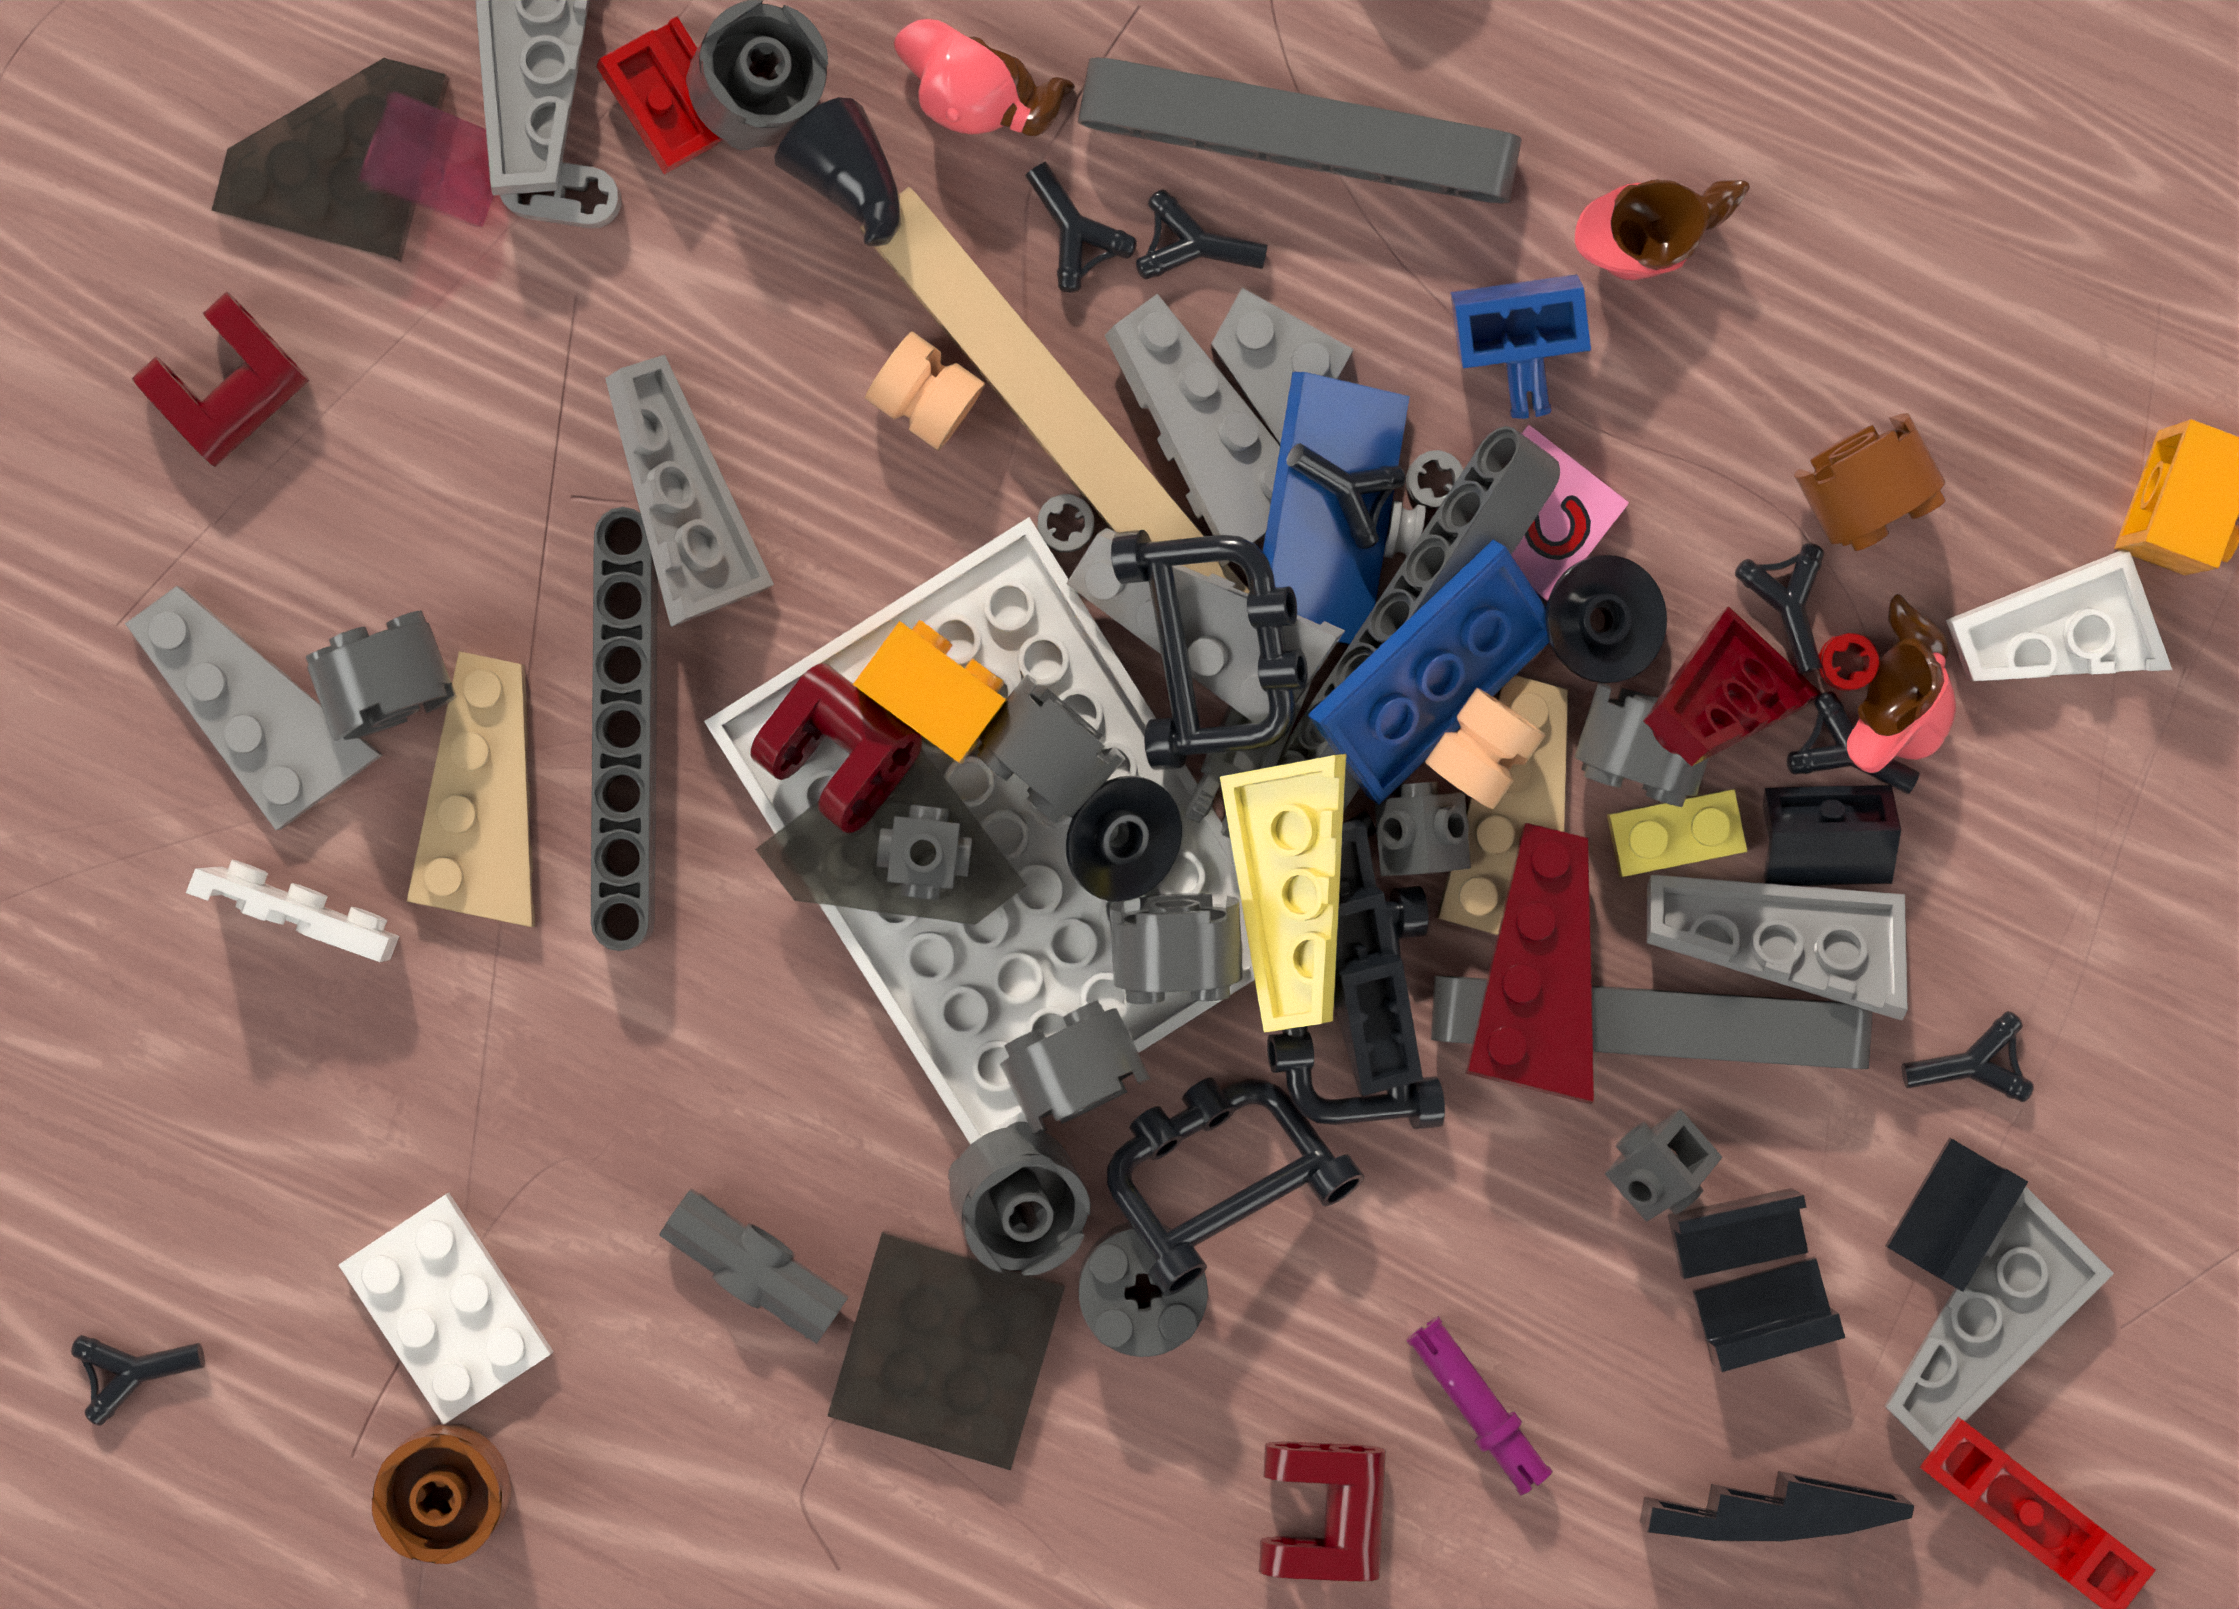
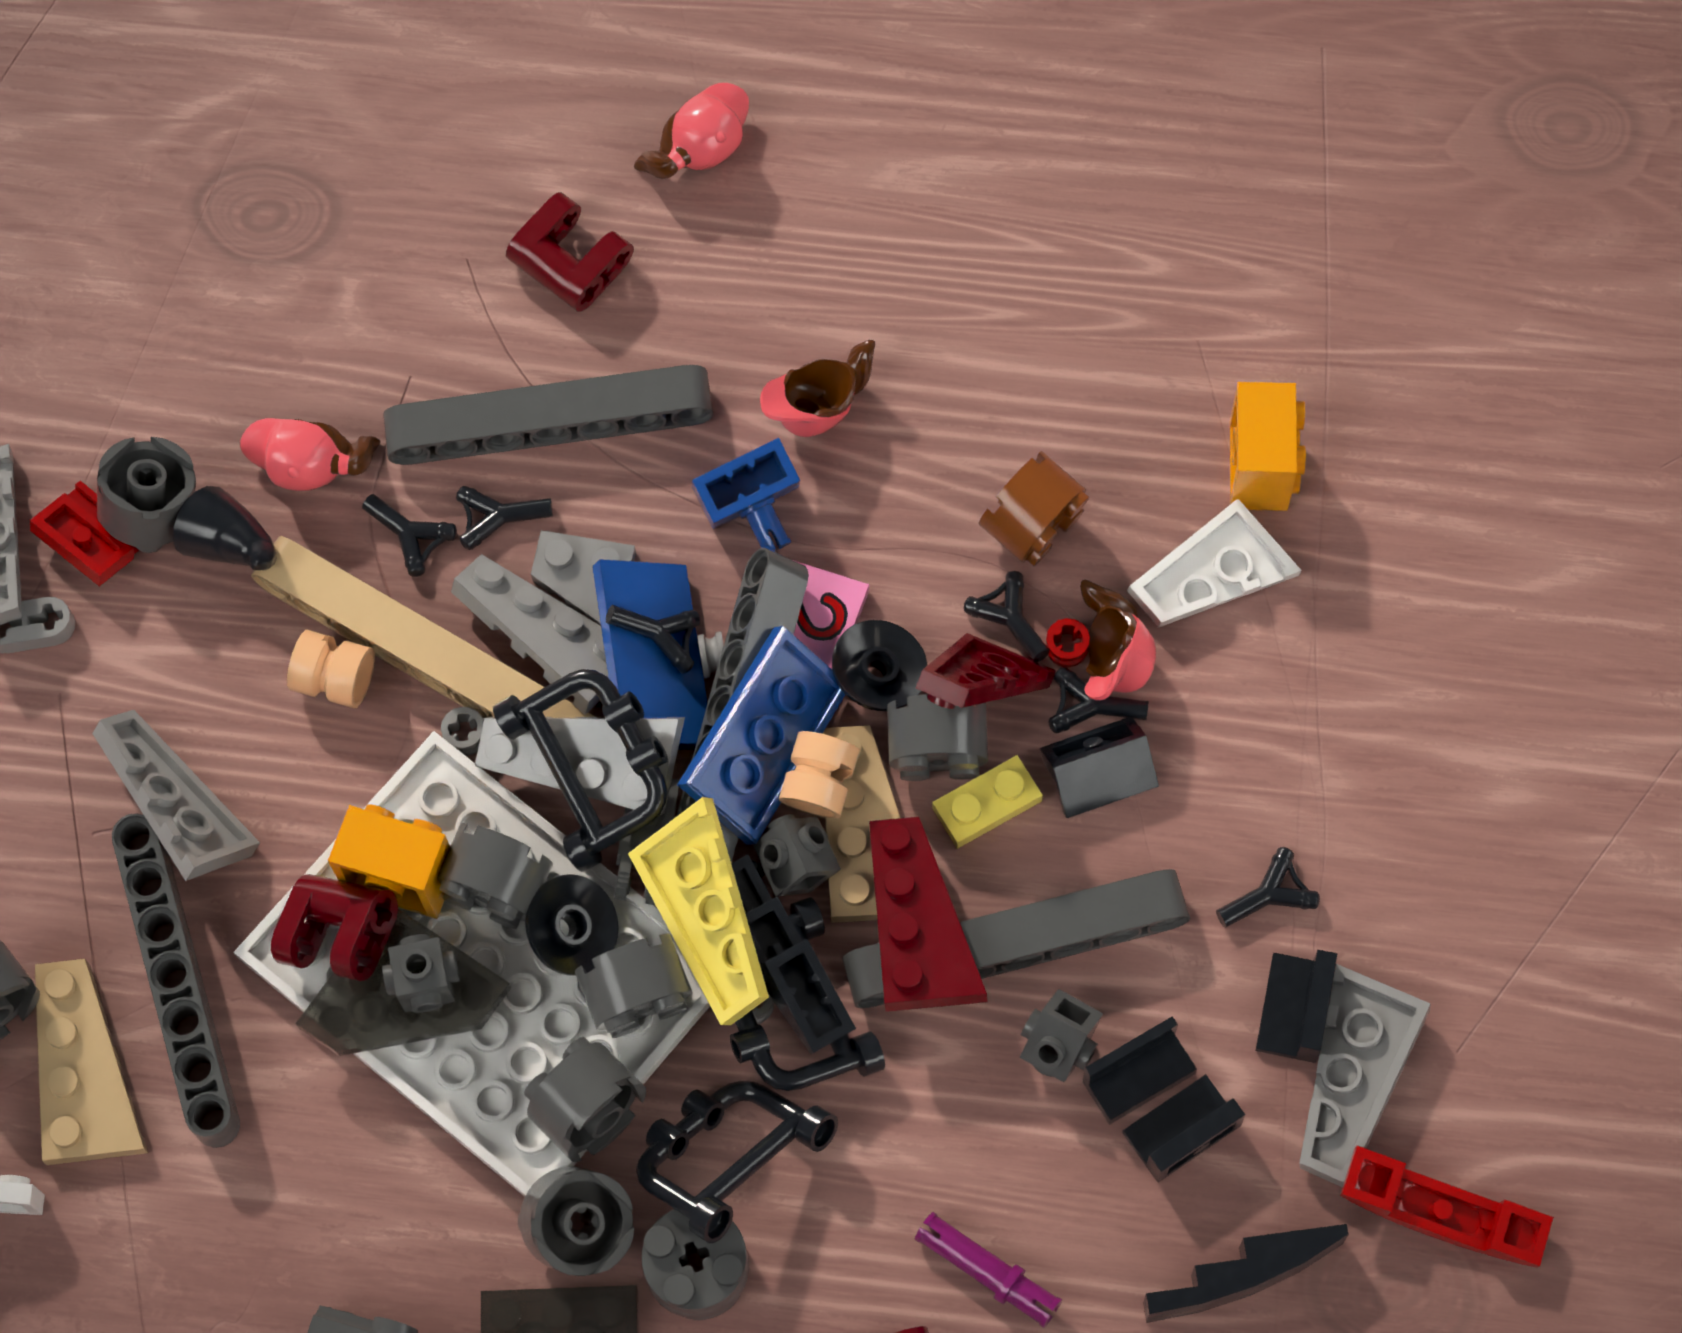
camera: 15 degrees left, 20 degrees down
(1444, 462) = (717, 600): light grey bush -> none
(1799, 936) = (1101, 839): light grey wing -> none

